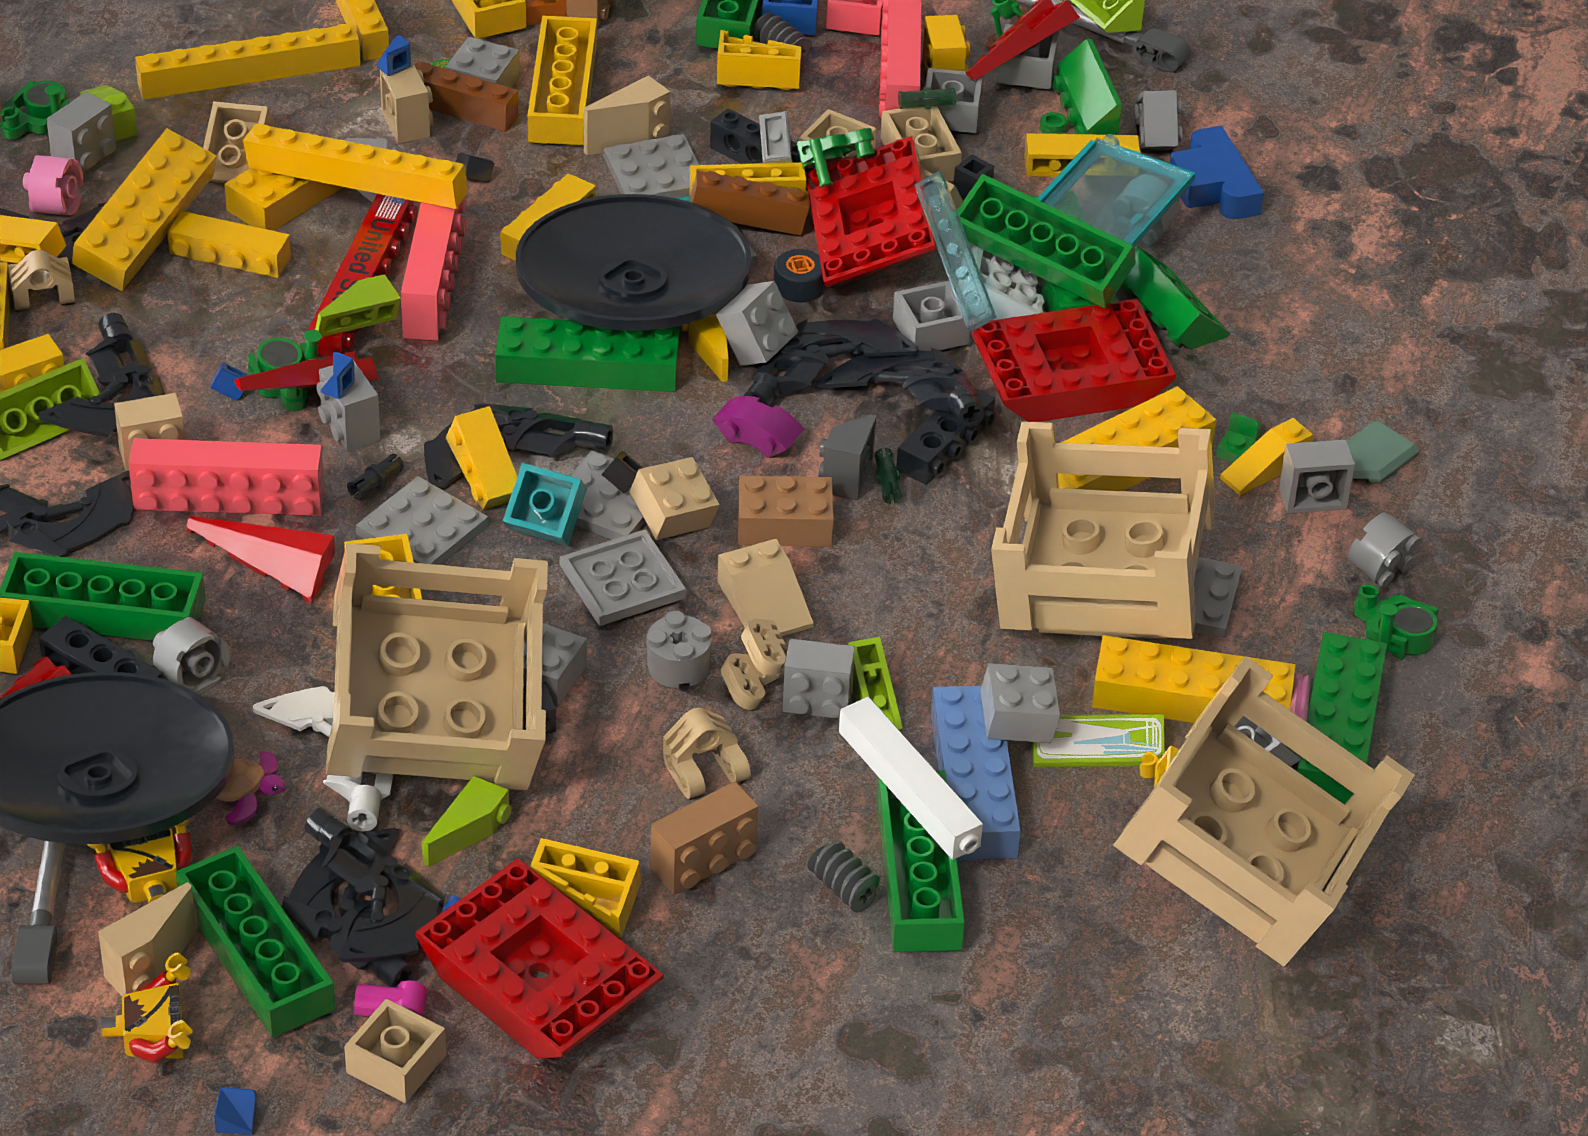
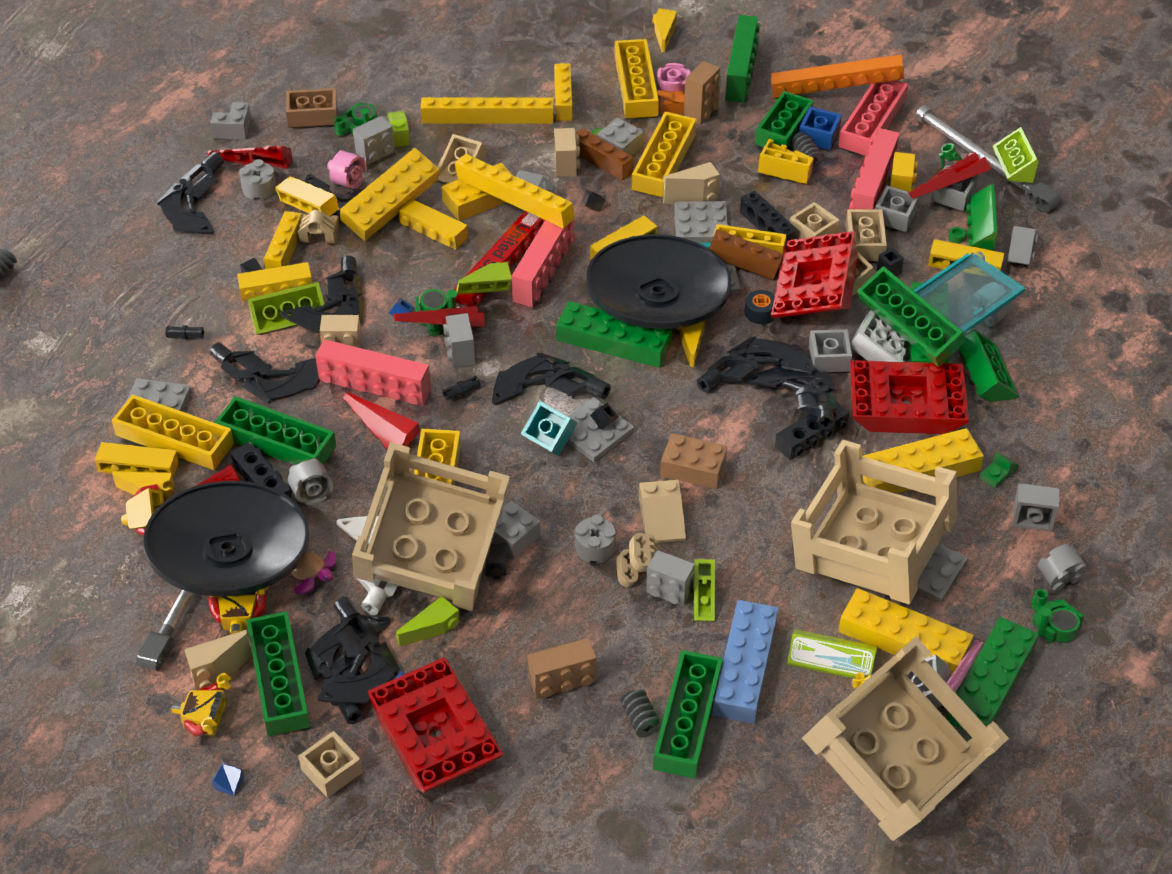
camera: 20 degrees right, 5 degrees up
(342, 376) = (454, 324): blue slope -> none
(395, 57) = (563, 124): blue slope -> none
(407, 994) = (349, 732): dark pink piece -> none
(430, 517) = (479, 424): light grey plate -> none
(482, 457) = (523, 389): yellow wedge -> none
(591, 879) = (484, 681): yellow wedge -> none
(622, 577) = (581, 483): light grey plate -> none
(674, 498) = (628, 439): tan brick -> none
(697, 733) = (584, 598): tan piece -> none
(757, 323) = (719, 334): light grey brick -> none
(757, 424) = (699, 402): magenta brick -> none
(775, 138) = (773, 216): light grey plate -> none
(830, 149) = (802, 230): green piece -> none
(849, 456) = (744, 433): dark grey slope -> none
(887, 475) = (766, 449): clear green pin -> none
(910, 778) = (696, 660): white brick -> none
(945, 97) = (887, 207): clear green pin -> none
(955, 251) = (852, 313): clear light blue tile -> none
(1020, 703) = (783, 624): light grey brick -> none
(1219, 175) = (1047, 288): blue brick -> none
(1265, 457) = (1005, 488): yellow slope -> none
(1379, 452) = (1083, 497): sand green tile -> none

